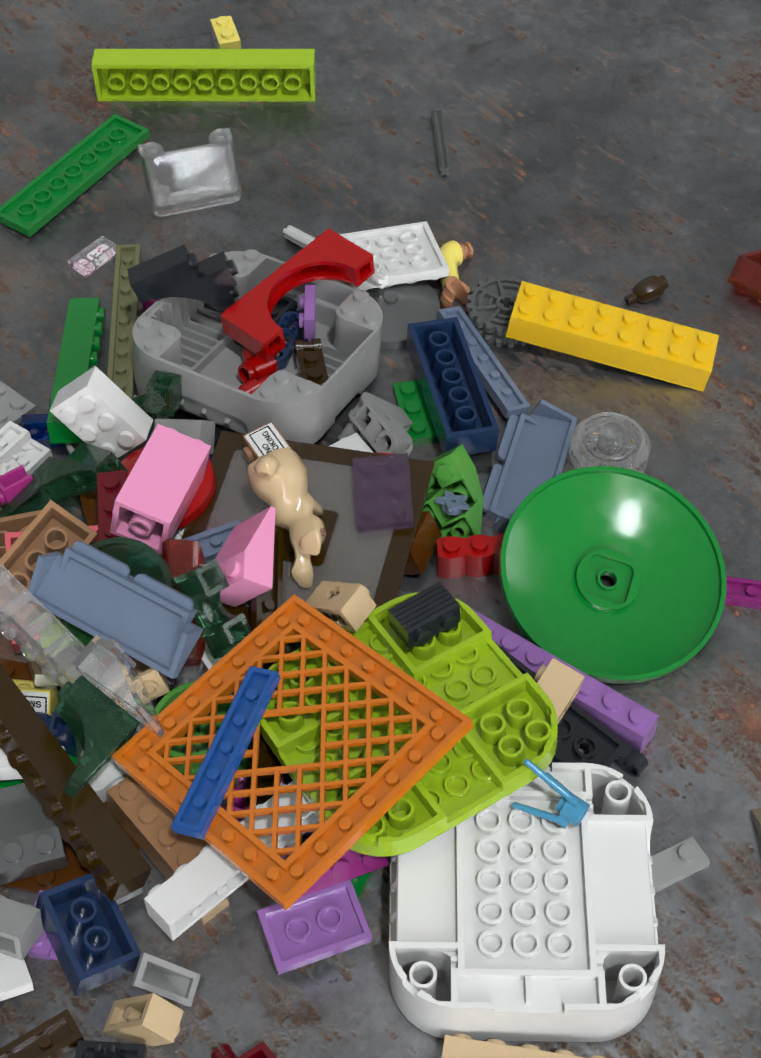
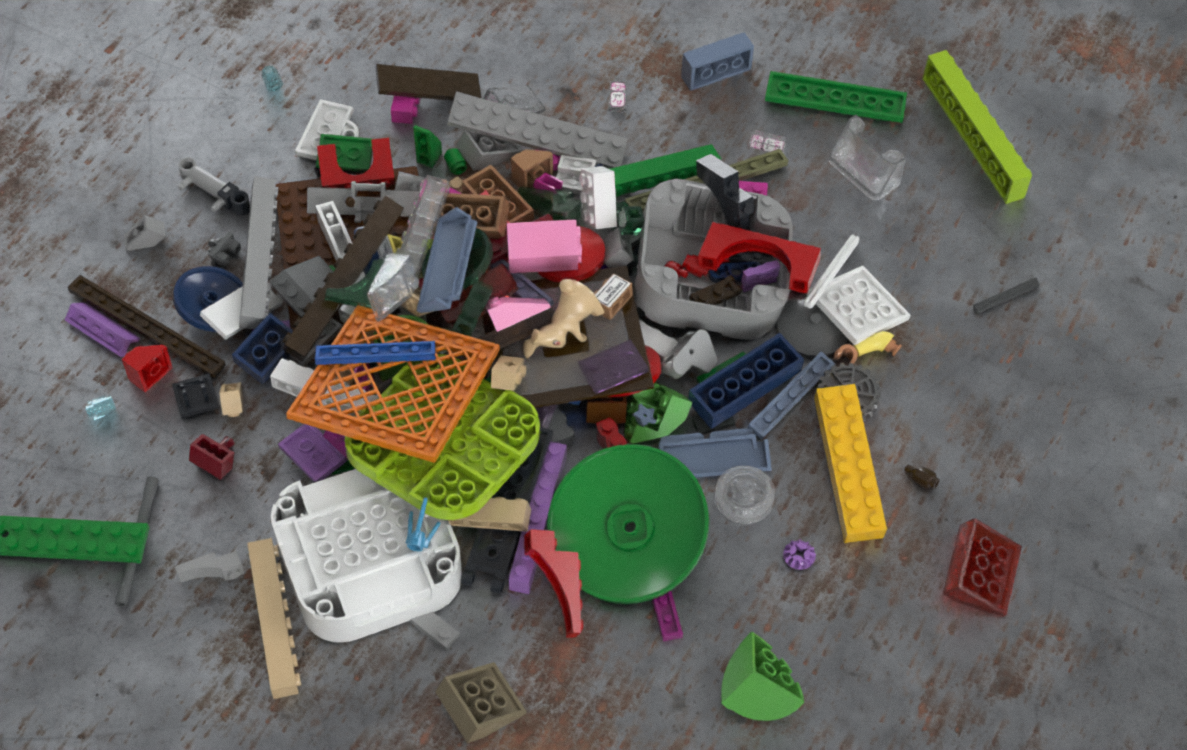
camera: 65 degrees right, 5 degrees up
(165, 979) = (257, 396): light grey slope -> none
(224, 33) = (1029, 123): light yellow brick -> none
(424, 615) = (511, 415): black brick -> none
(664, 672) = (562, 572): none -> arch
(698, 439) = (796, 561): none -> medium lavender gear

